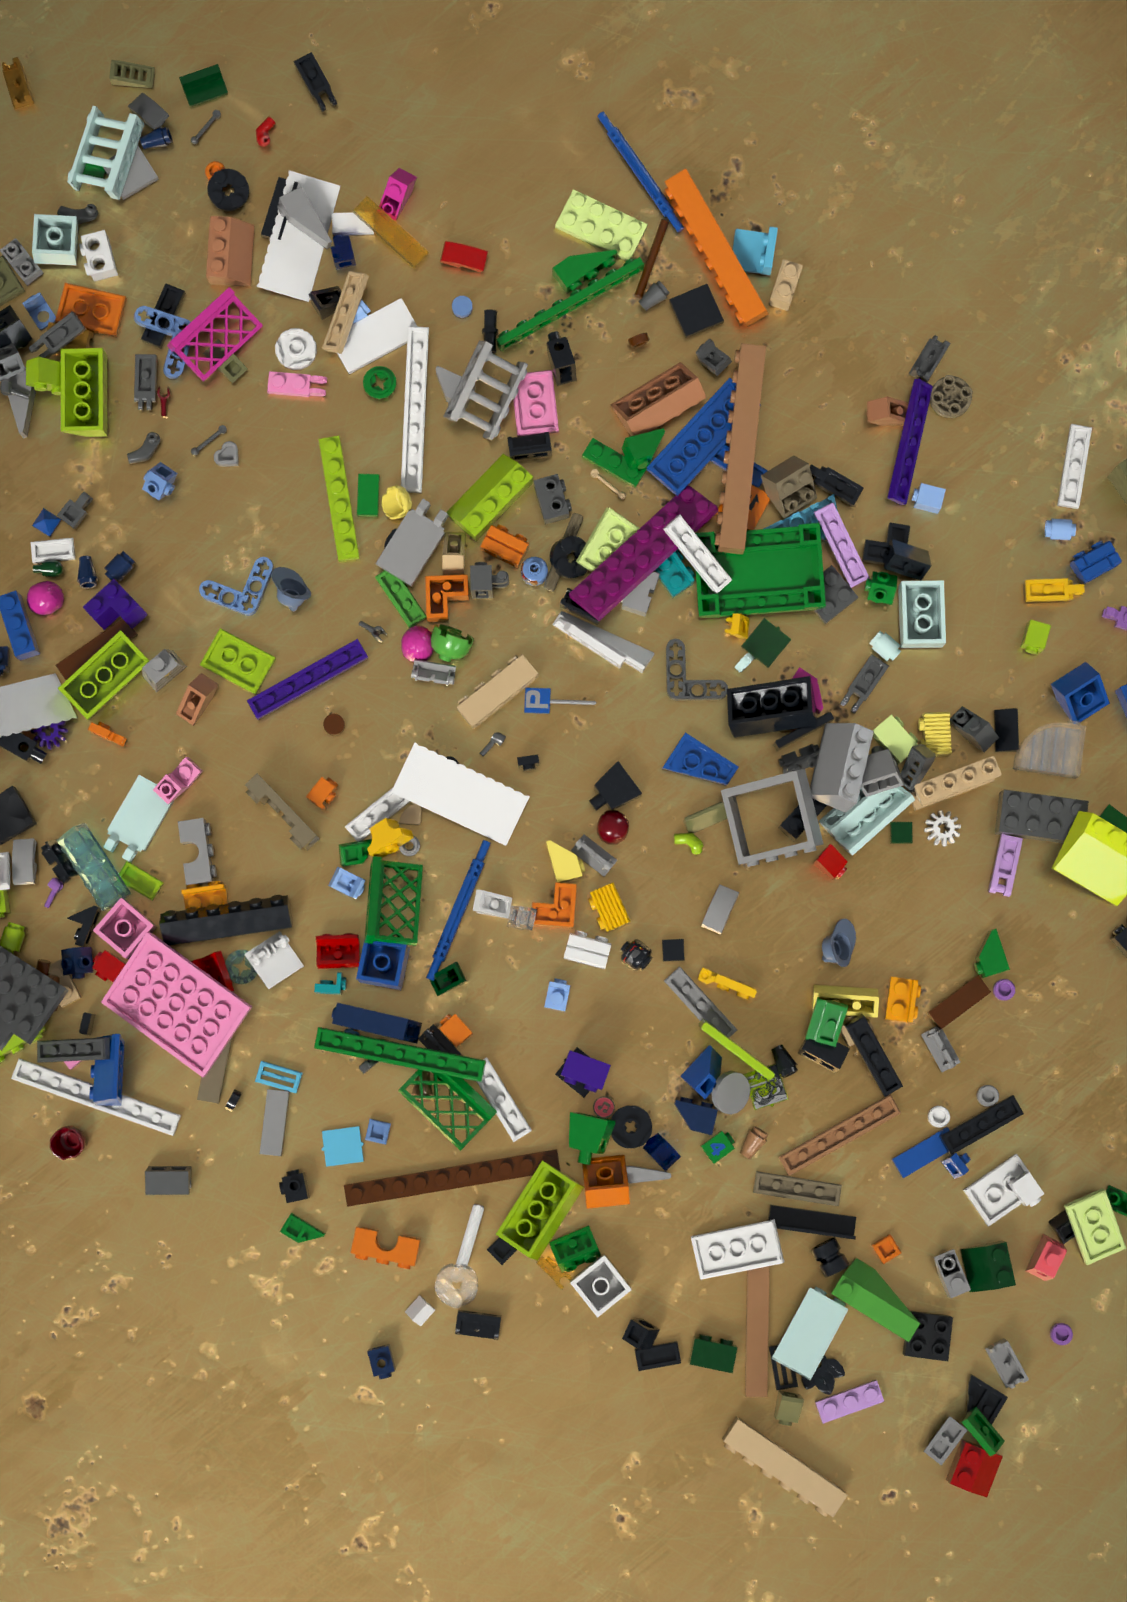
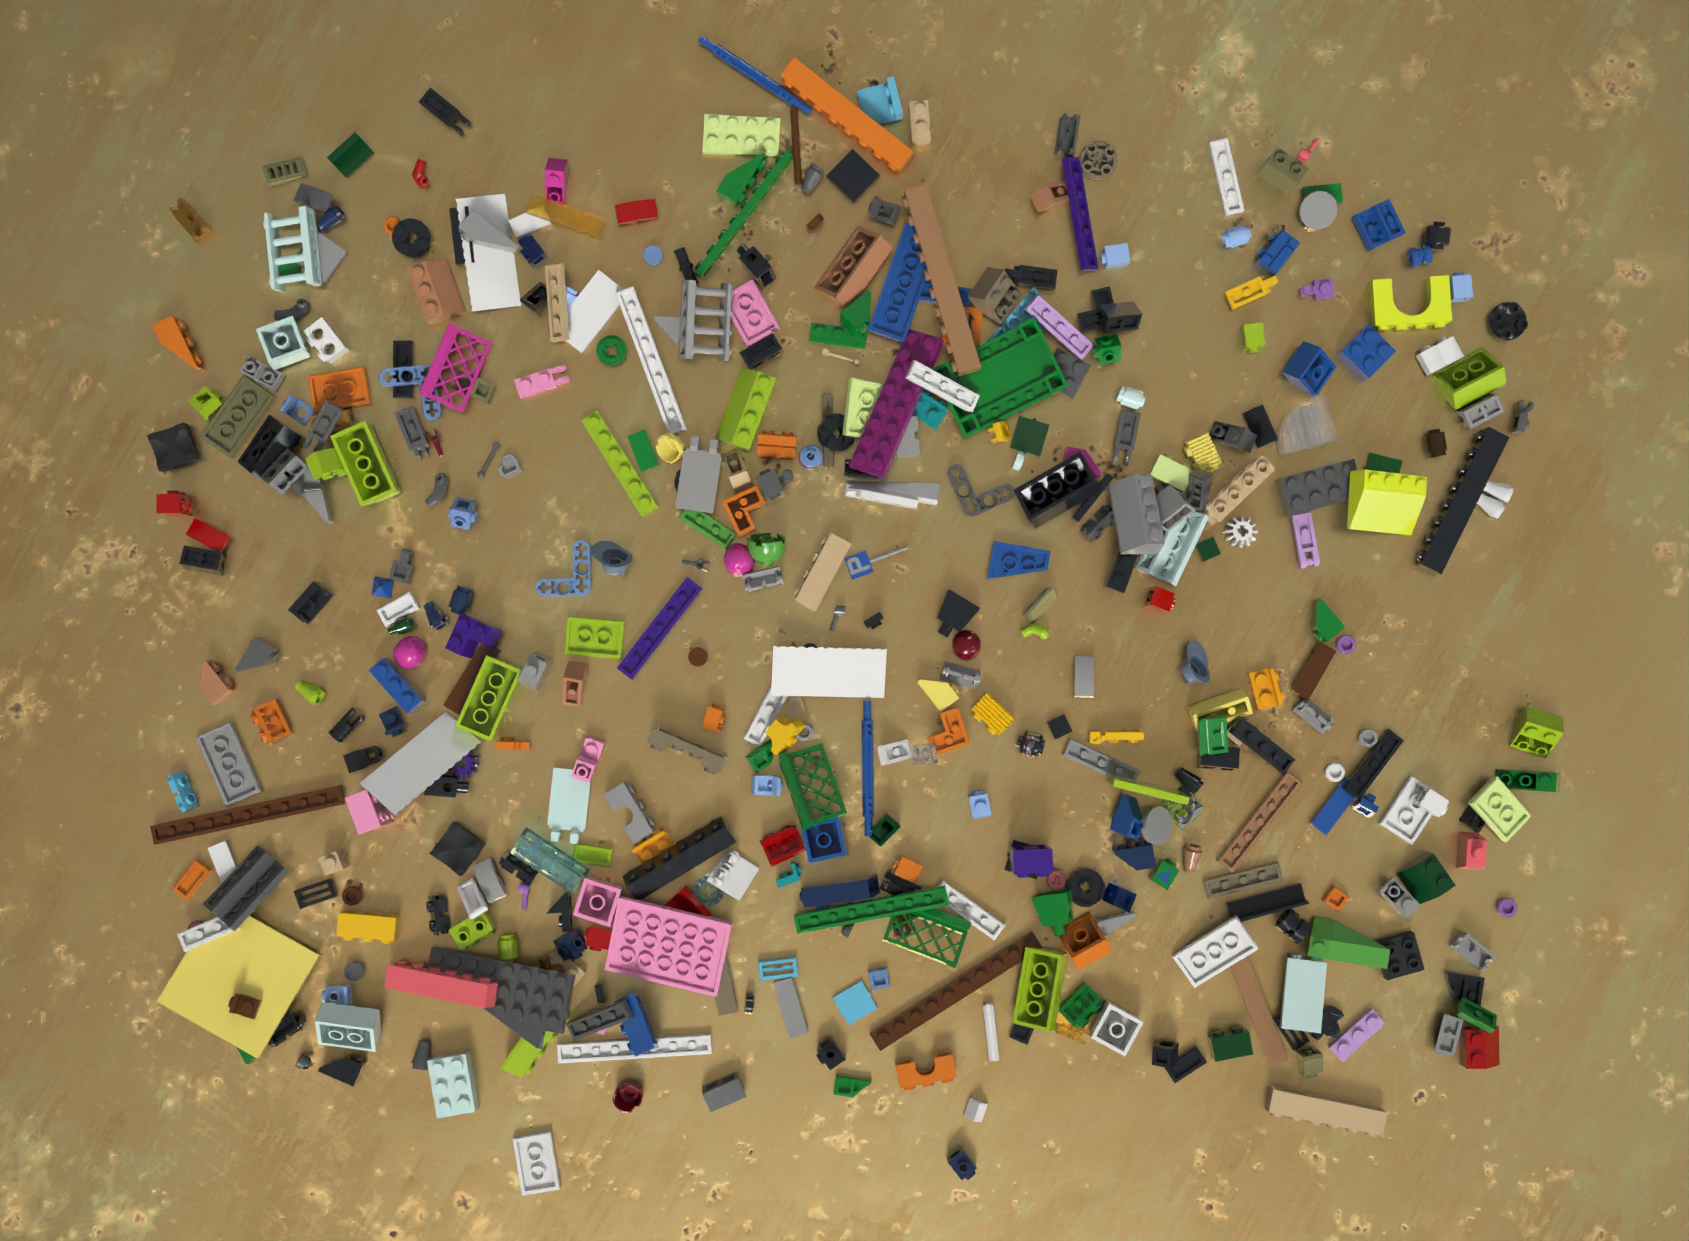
camera: 20 degrees left, 5 degrees up
(216, 115) = (372, 175): dark grey hinge -> none
(296, 349) = (528, 350): white tile -> none
(456, 1273) = (1004, 1084): clear plate -> none
(478, 1324) = (1028, 1100): black hinge -> none
(551, 498) = (799, 389): dark grey brick -> none
(587, 950) = (989, 757): white brick -> none
(806, 807) = (1125, 566): light grey window -> none
(922, 614) = (1150, 358): light aqua brick -> none

